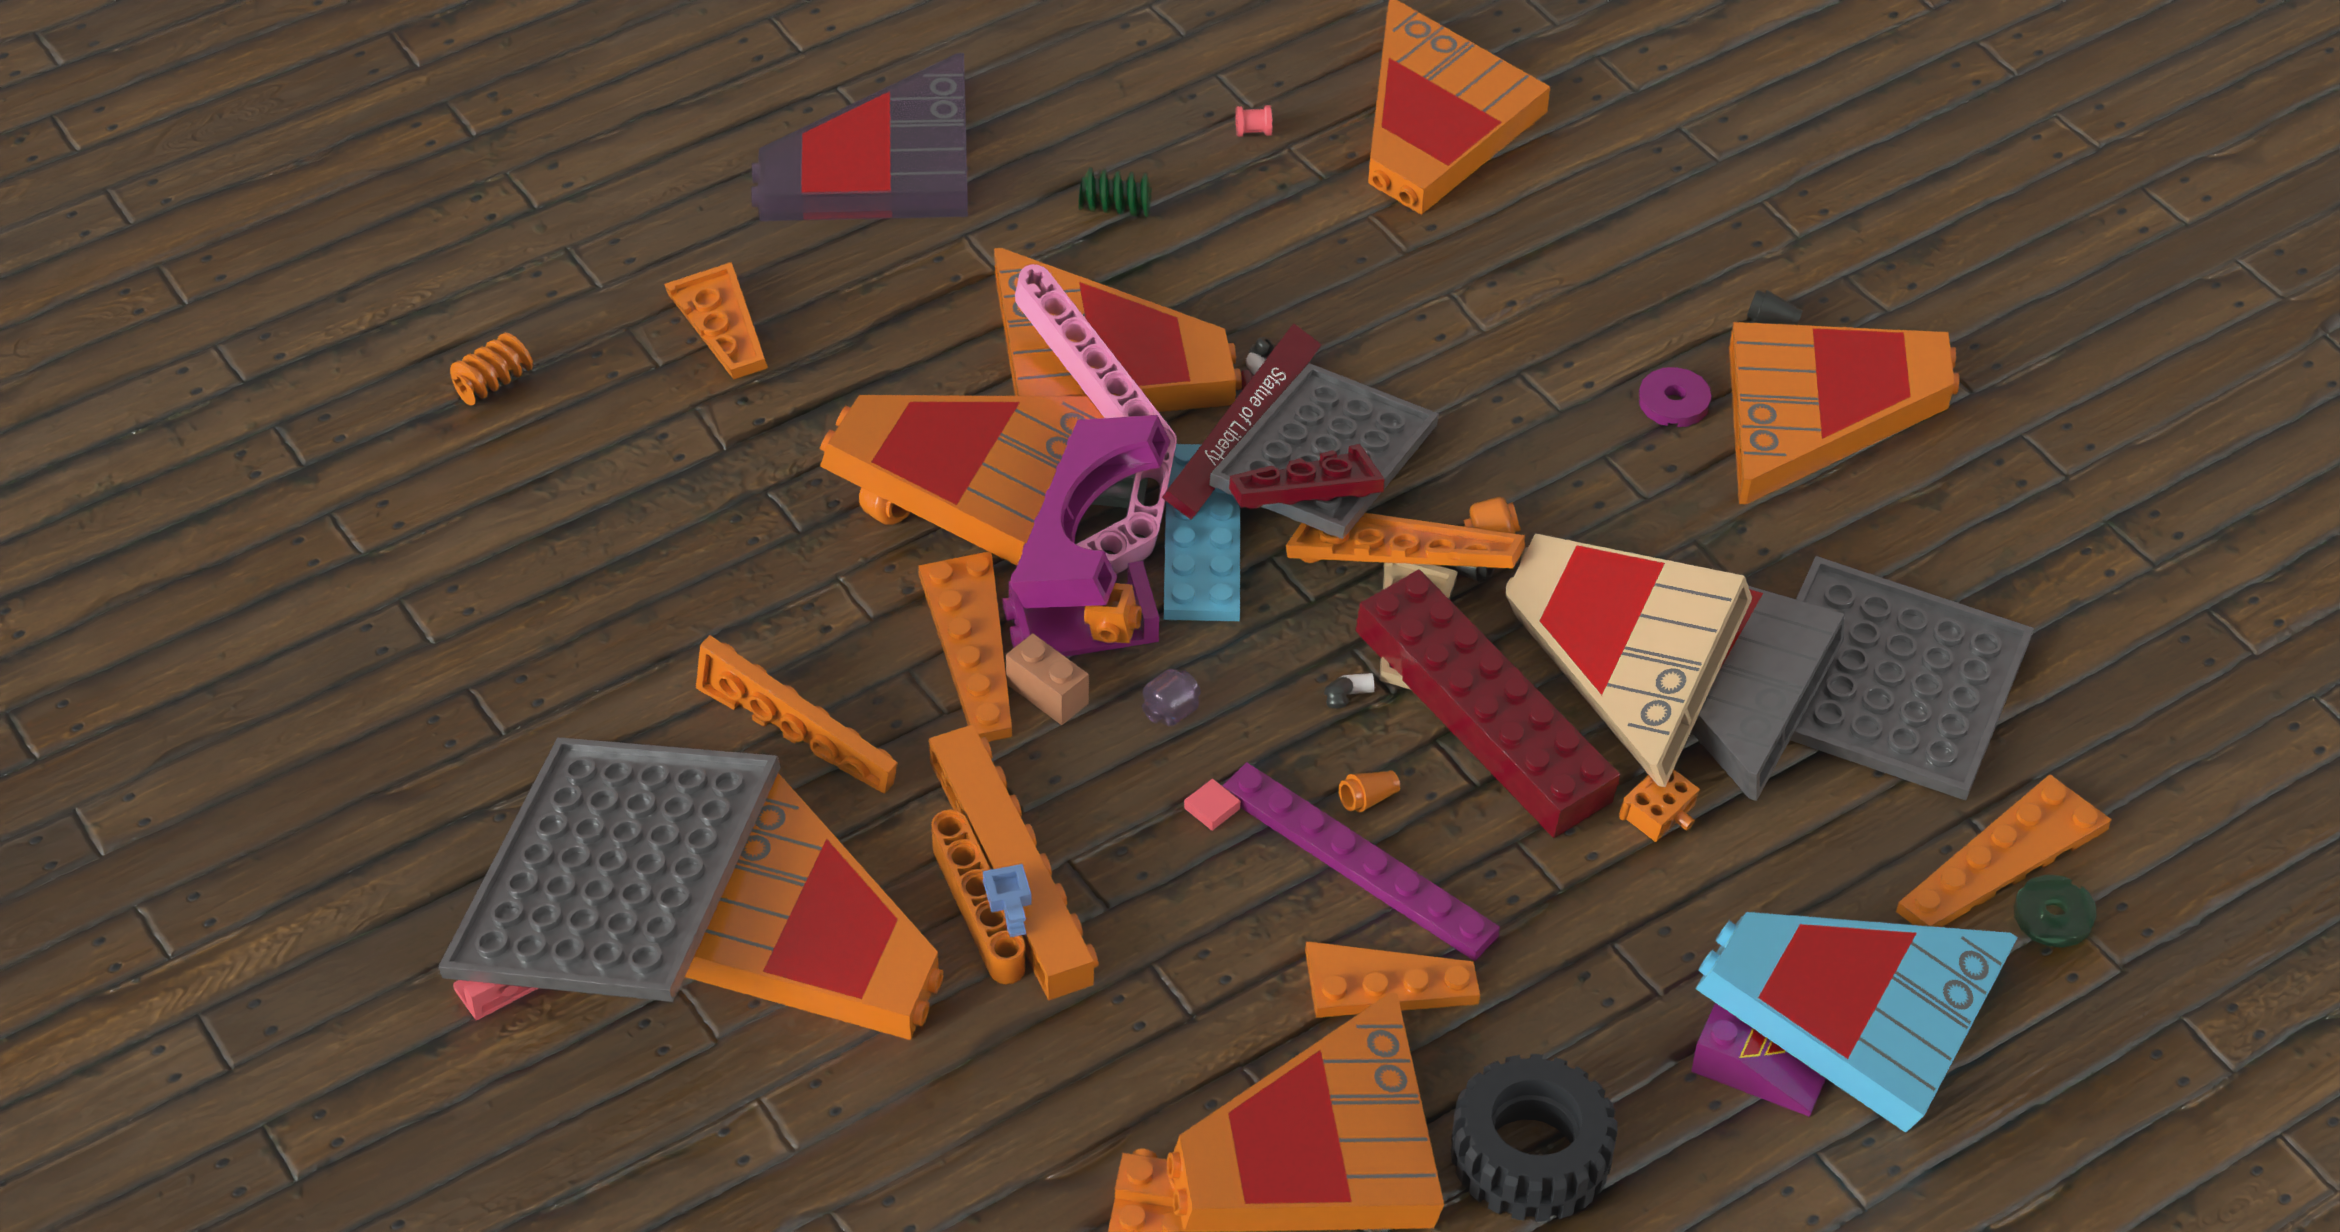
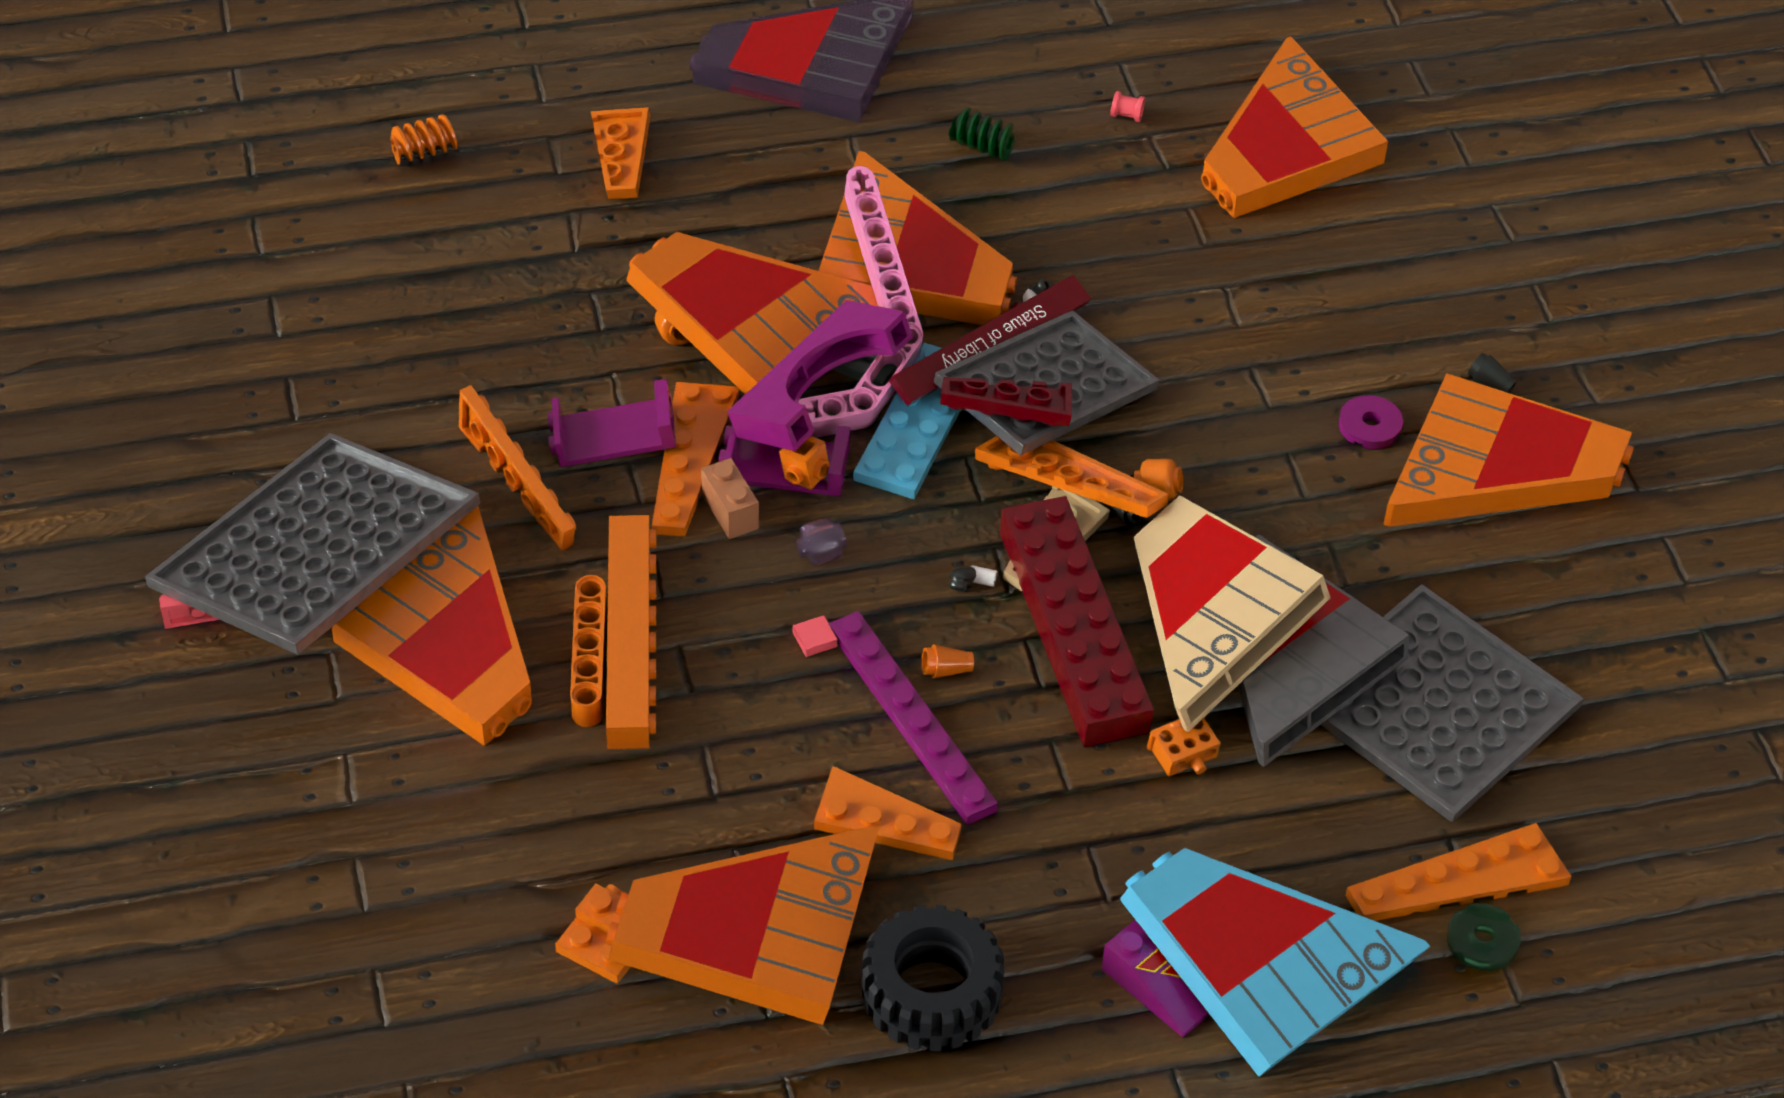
camera: 20 degrees right, 0 degrees up
(880, 638) = (613, 430): none -> magenta panel
(1009, 891) = (603, 651): medium blue plate -> none

